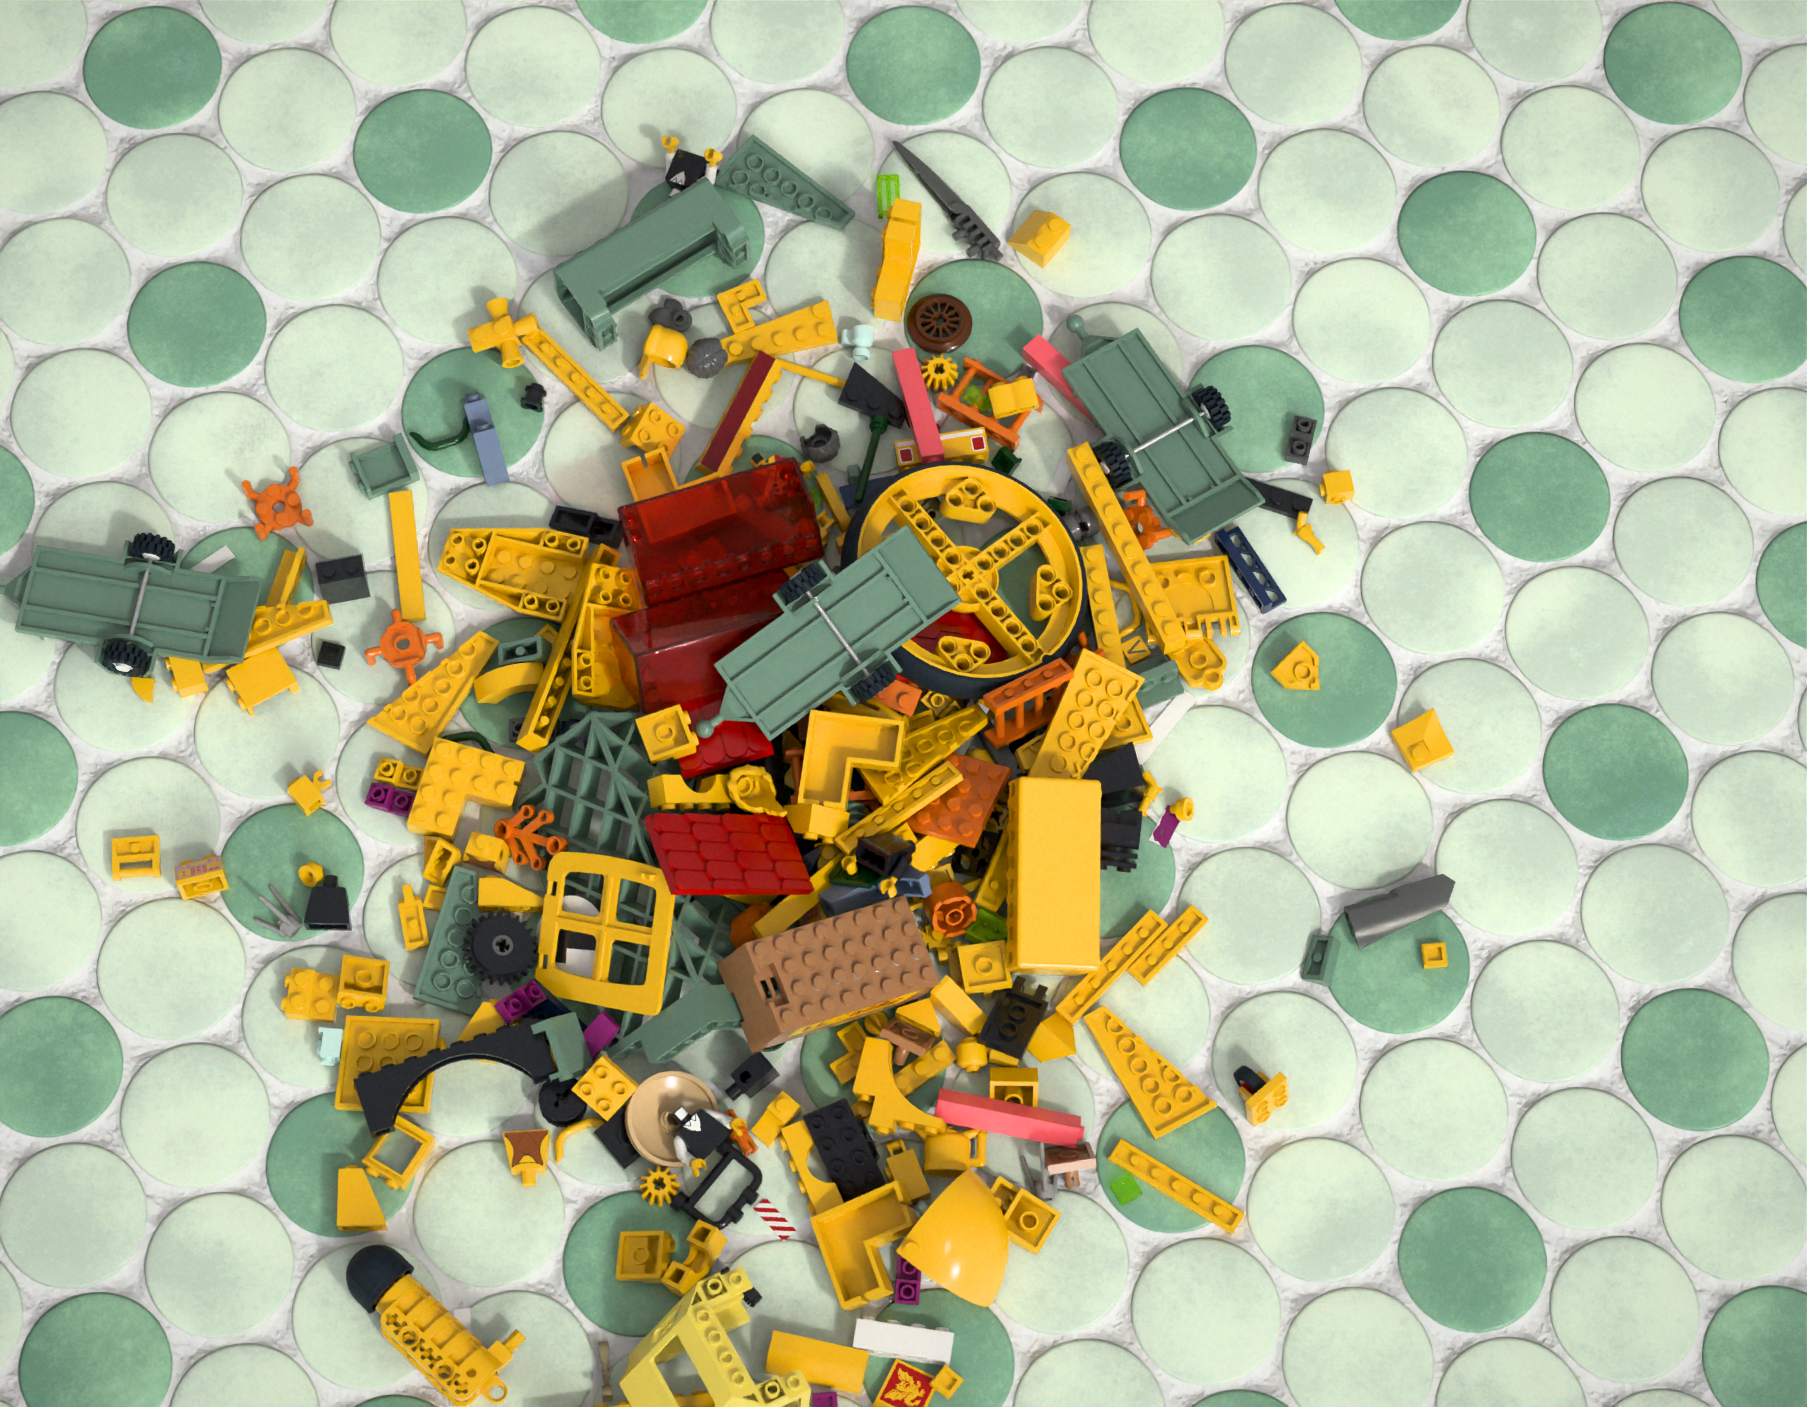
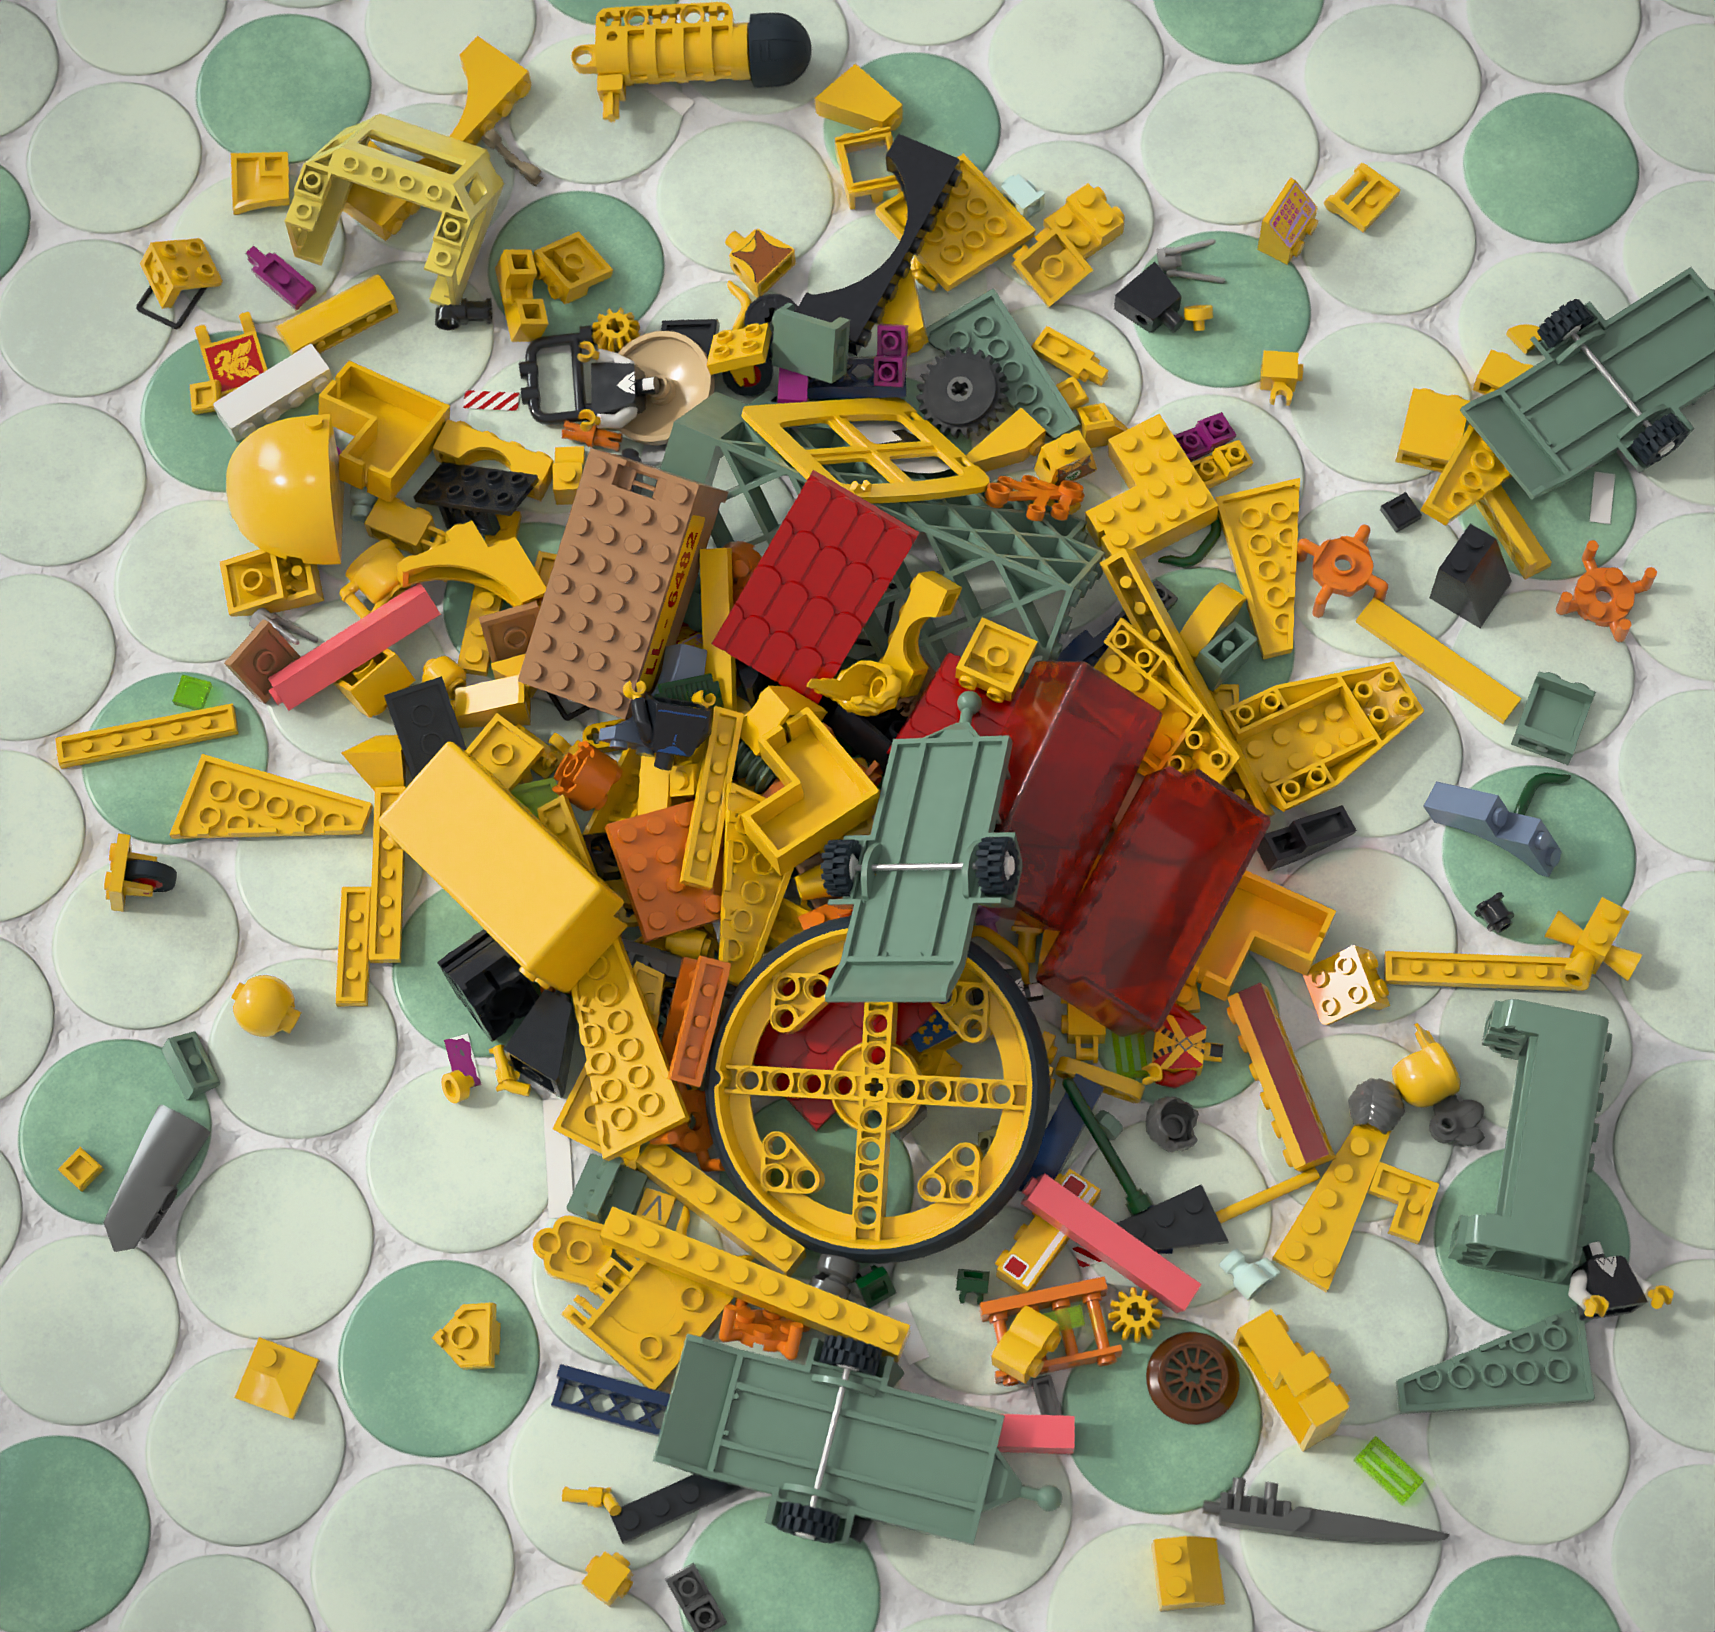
camera: 140 degrees right, 0 degrees up
(1252, 944) = (265, 1006): none -> yellow brick

